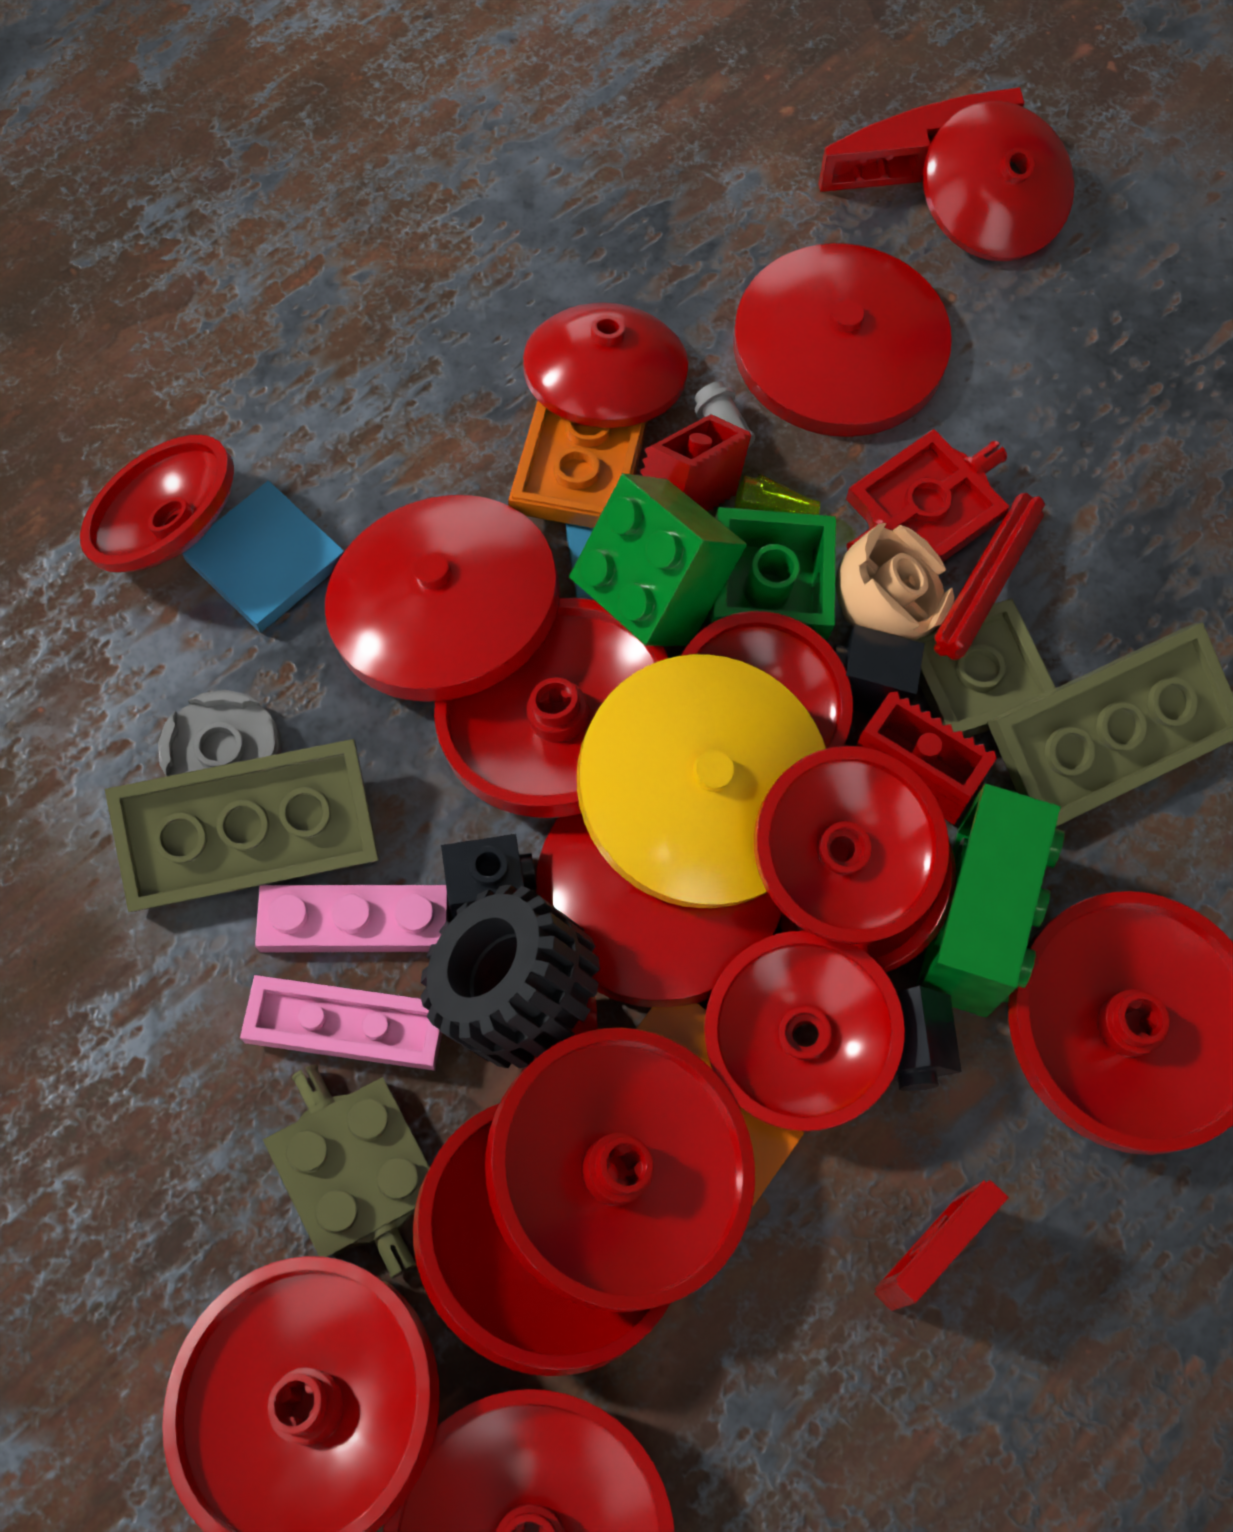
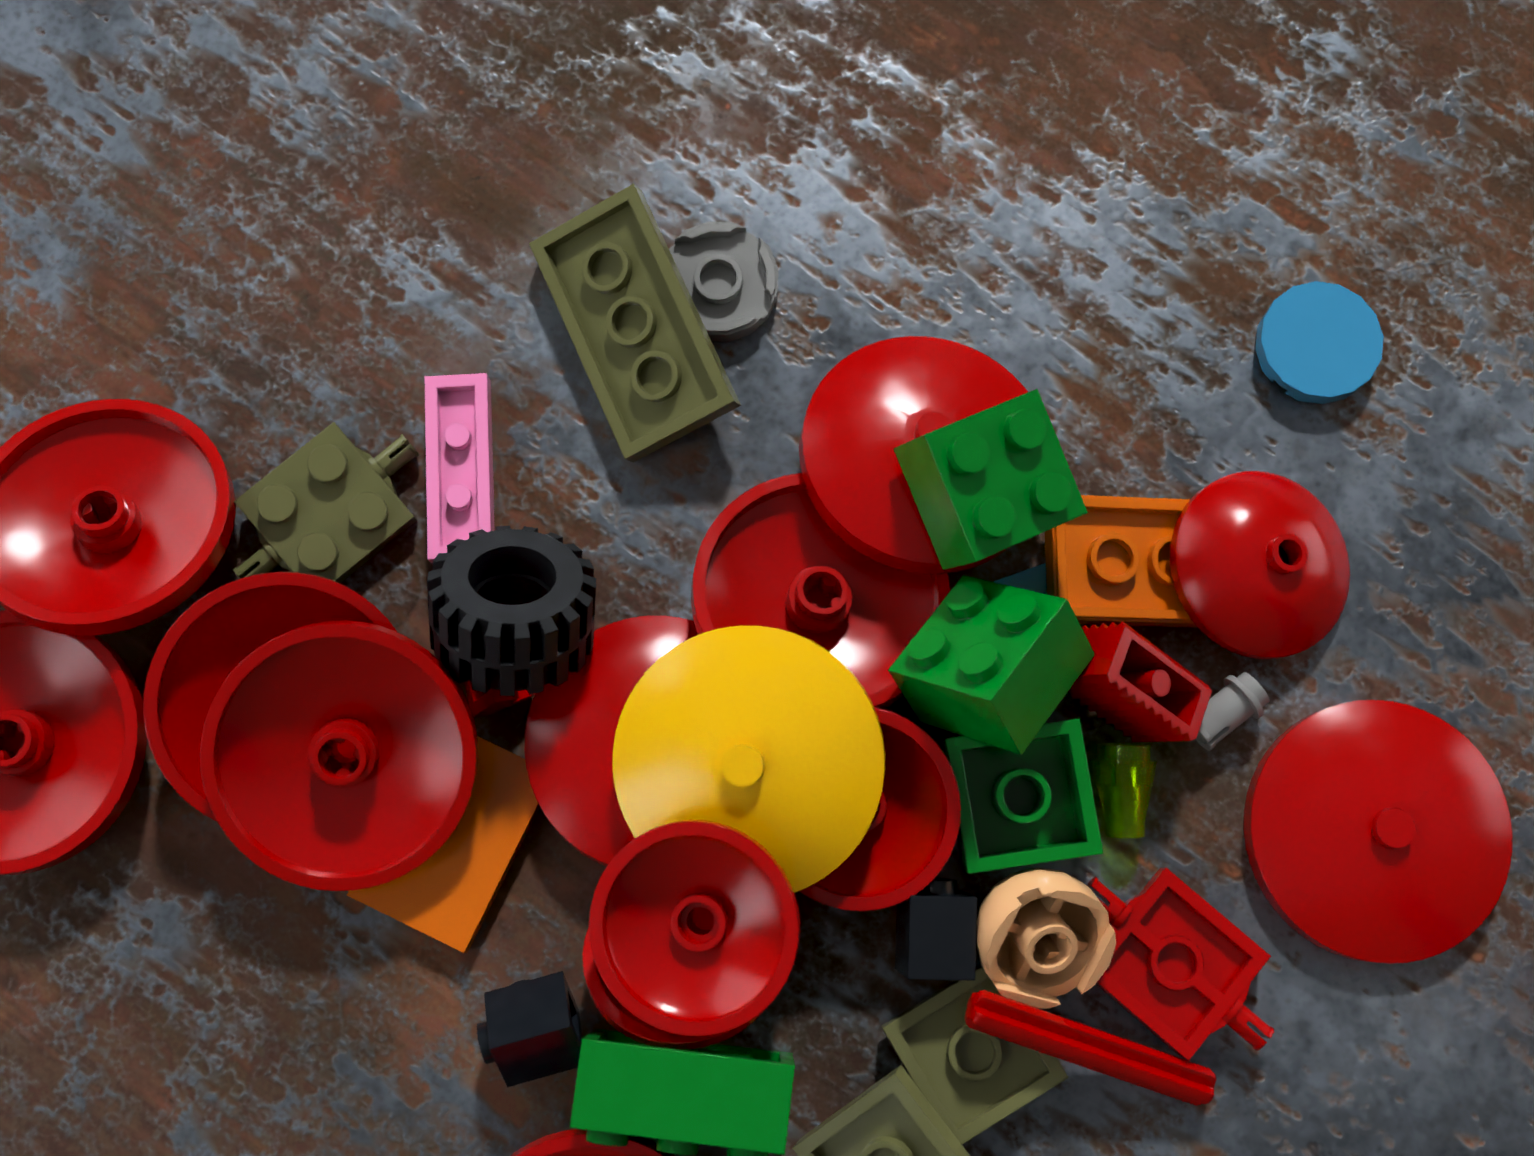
camera: 80 degrees right, 10 degrees up
(158, 504) = (957, 144): red dish -> none
(264, 556) = (938, 265): dark azure tile -> none
(350, 918) = (568, 451): bright pink plate -> none
(422, 281) = (1319, 342): none -> dark azure tile
(484, 865) = (626, 568): black brick -> none
(494, 526) = (990, 480): none -> green brick
(799, 982) = (468, 908): red dish -> none
(938, 755) = (842, 1000): red brick -> none
(939, 1245) = (317, 1084): red tile -> none

